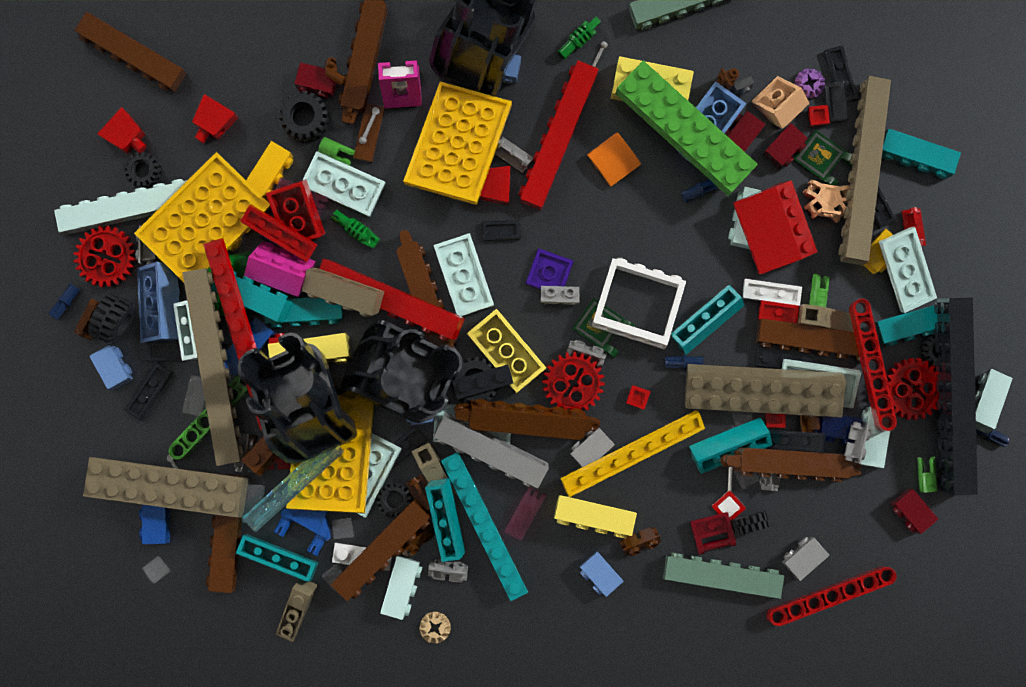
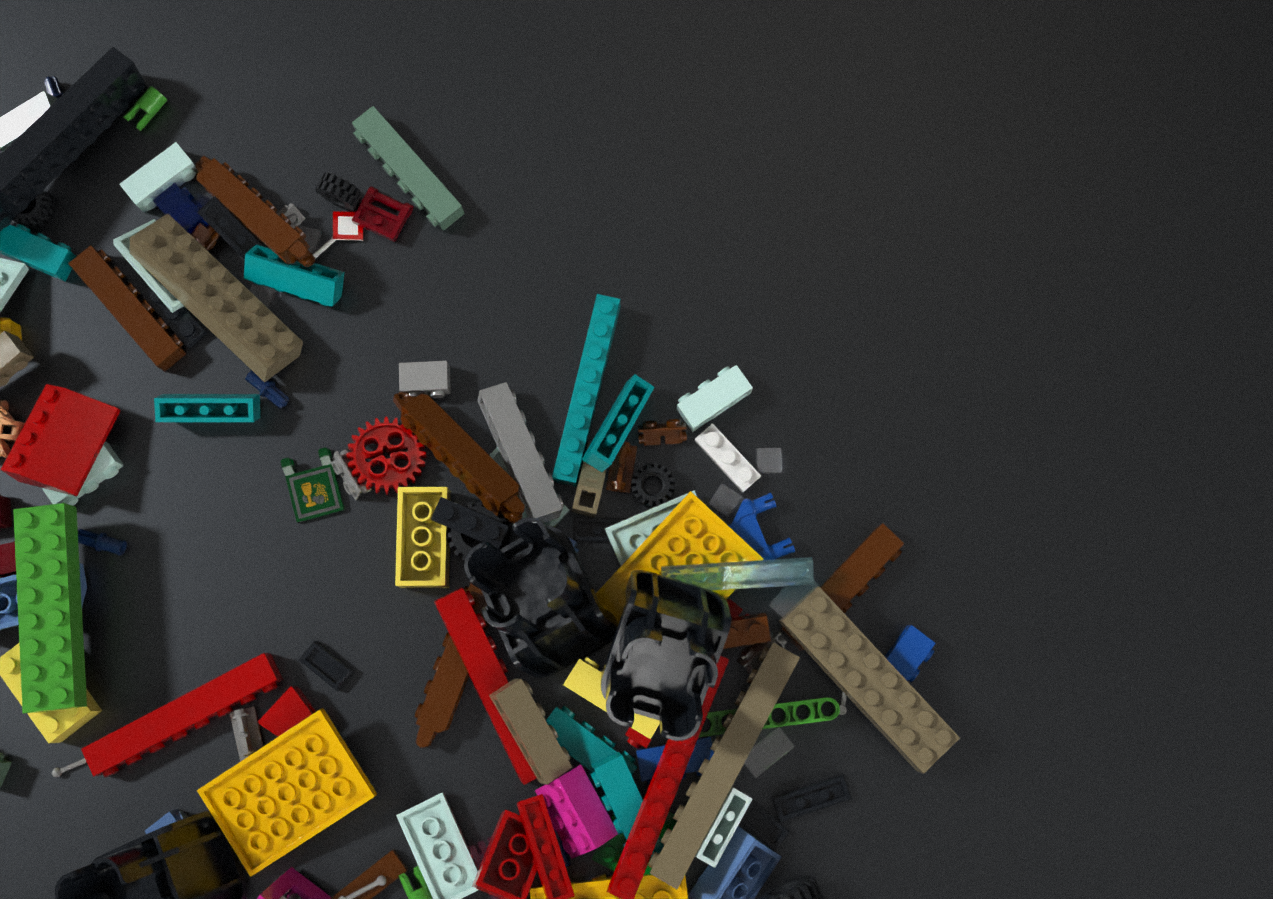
camera: 140 degrees left, 5 degrees down
(111, 367) = (830, 855): medium blue brick -> none
(156, 569) = (940, 609): clear tile -> none
(277, 557) = (810, 520): teal brick -> none
(296, 609) = (830, 459): dark tan slope -> none
(356, 229) = (467, 789): green hinge -> none
(381, 549) = (703, 444): reddish brown brick -> none
(436, 618) = (704, 345): tan gear -> none
(456, 570) = (649, 370): light grey hinge -> none
(463, 275) = (400, 650): light aqua plate -> none
(524, 514) = (539, 371): clear pink hinge -> none
(548, 270) = (316, 583): dark purple tile -> none
(559, 294) = (325, 551): light grey hinge -> none
(579, 37) = (72, 801): green hinge -> none
(594, 515) = (474, 313): light yellow brick -> none
(601, 574) = (516, 259): medium blue brick -> none
(614, 159) = (153, 643): orange slope -> none
(629, 331) = (309, 489): white window -> none
(632, 453) = (389, 341): yellow plate -> none
(638, 397) = (339, 391): red plate -> none
(649, 539) = (464, 261): reddish brown hinge -> none
(771, 292) = (126, 385): white plate -> none
(775, 420) = (233, 265): red plate -> none
(778, 311) = (138, 362): red plate -> none
(804, 558) = (320, 125): light grey brick -> none
(819, 291) = (83, 349): bright green hinge -> none
(824, 317) = (101, 320): dark tan slope -> none
(840, 595) = (319, 68): red beam -> none
(857, 450) = (166, 184): light grey hinge -> none
(876, 356) = (95, 248): red beam -> none
(914, 511) = (187, 86): dark red brick -> none
(923, 375) = (85, 185): red gear -> none

